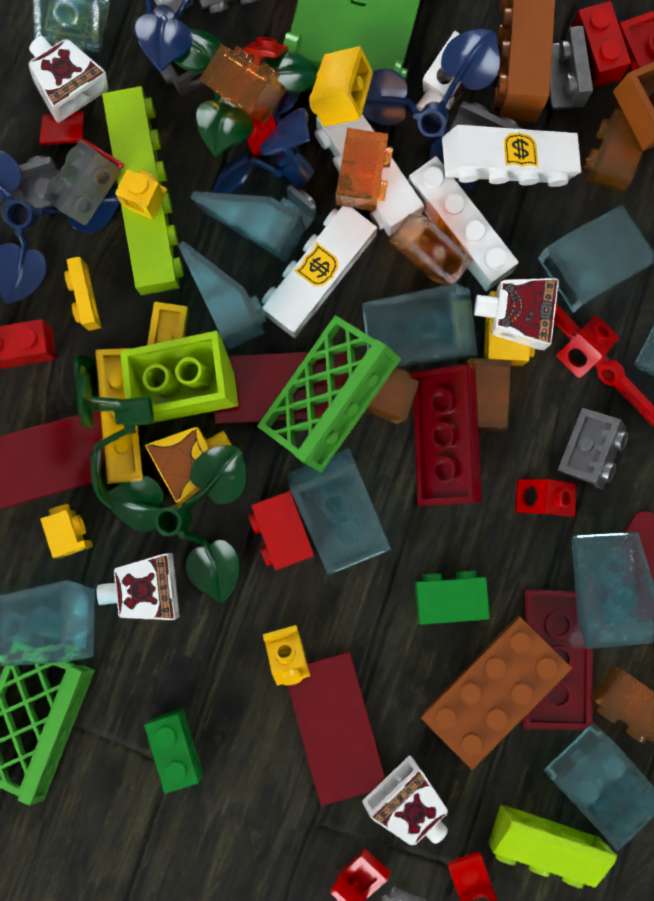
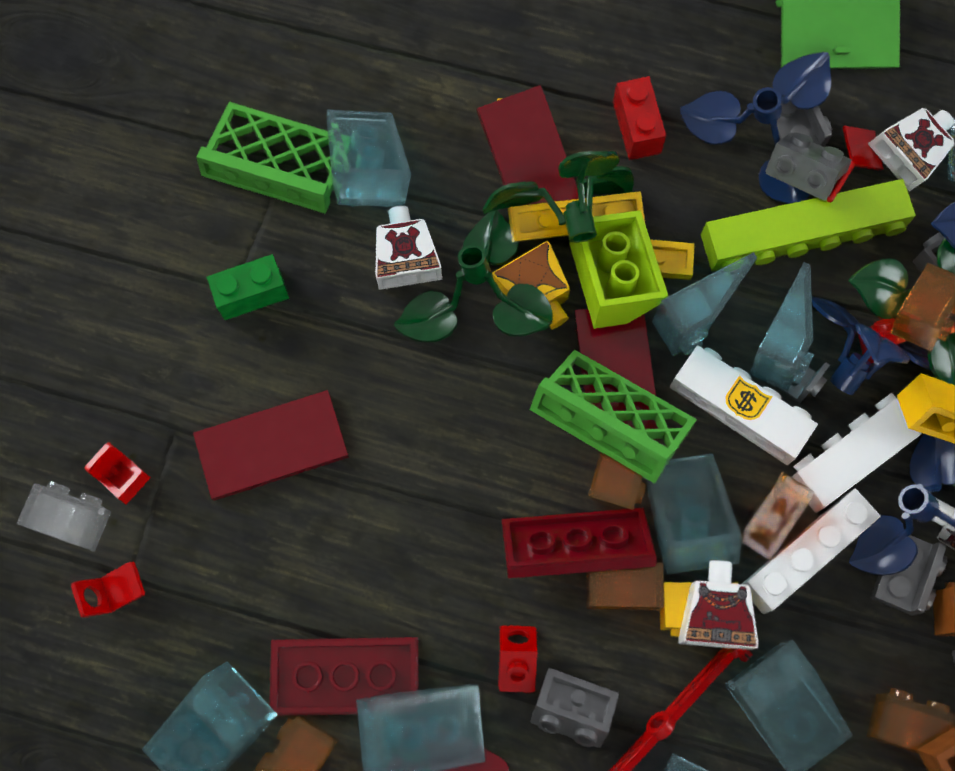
camera: 85 degrees right, 10 degrees down
(64, 532) = (458, 174): yellow brick -> none
(79, 280) = (704, 175): yellow plate -> none
(141, 193) = (803, 217): yellow brick -> none
(281, 530) = (468, 380): red brick -> none
(286, 644) = (342, 390): yellow brick -> none
(338, 512) = (491, 436): clear light blue slope -> none
(362, 169) = (855, 436): clear orange brick -> none
(408, 805) = (192, 518): white torso -> none
(451, 599) = (405, 557): green brick -> none
(495, 692) = (310, 604): dark orange brick -> none
(510, 155) = (891, 599): white brick -> none
(550, 847) = (147, 669): lime slope -> none
(594, 341) = (692, 703): red bracket -> none

